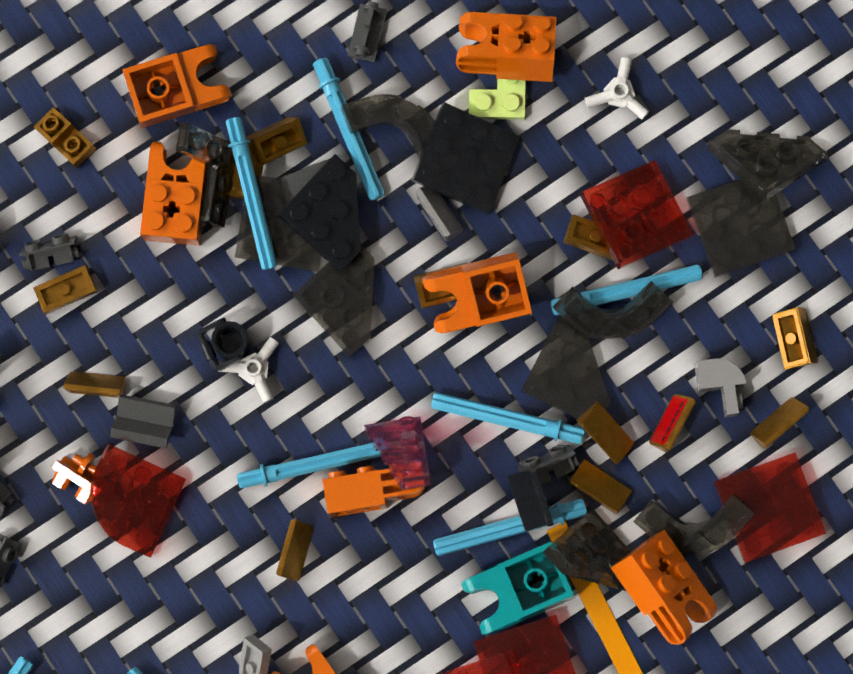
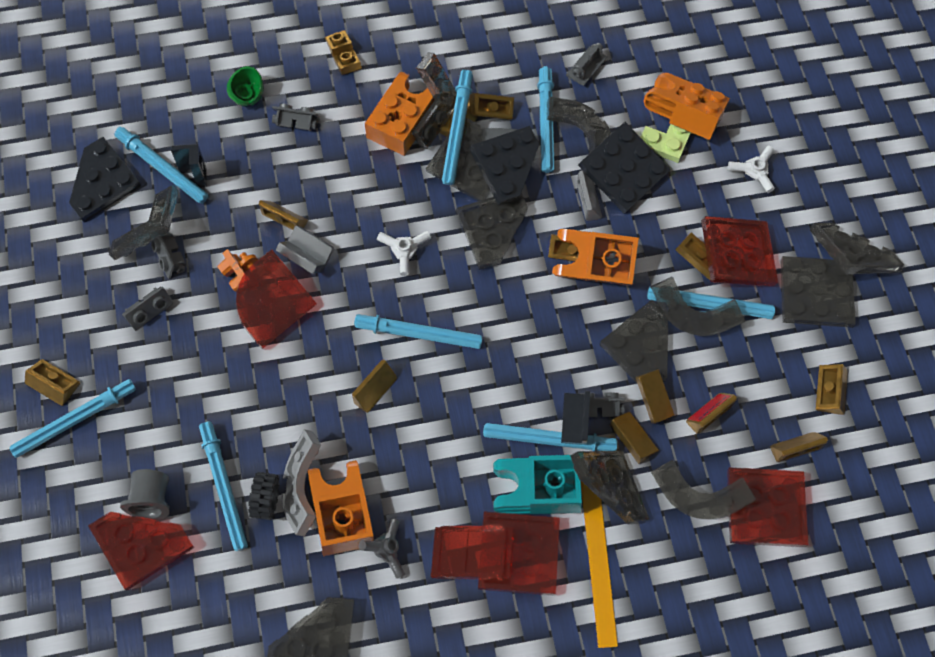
camera: 15 degrees right, 15 degrees down
(65, 289) = (293, 144): pearl gold plate -> none
(179, 77) = (438, 37): orange brick -> none
(228, 341) = (394, 219): black piece -> none
(363, 491) = (454, 362): orange brick -> none
(402, 450) = (490, 340): clear pink wing -> none
(508, 418) = (583, 358): medium azure axle -> none
(665, 587) = (659, 530): orange brick -> none
(723, 376) = (764, 392): light grey brick -> none

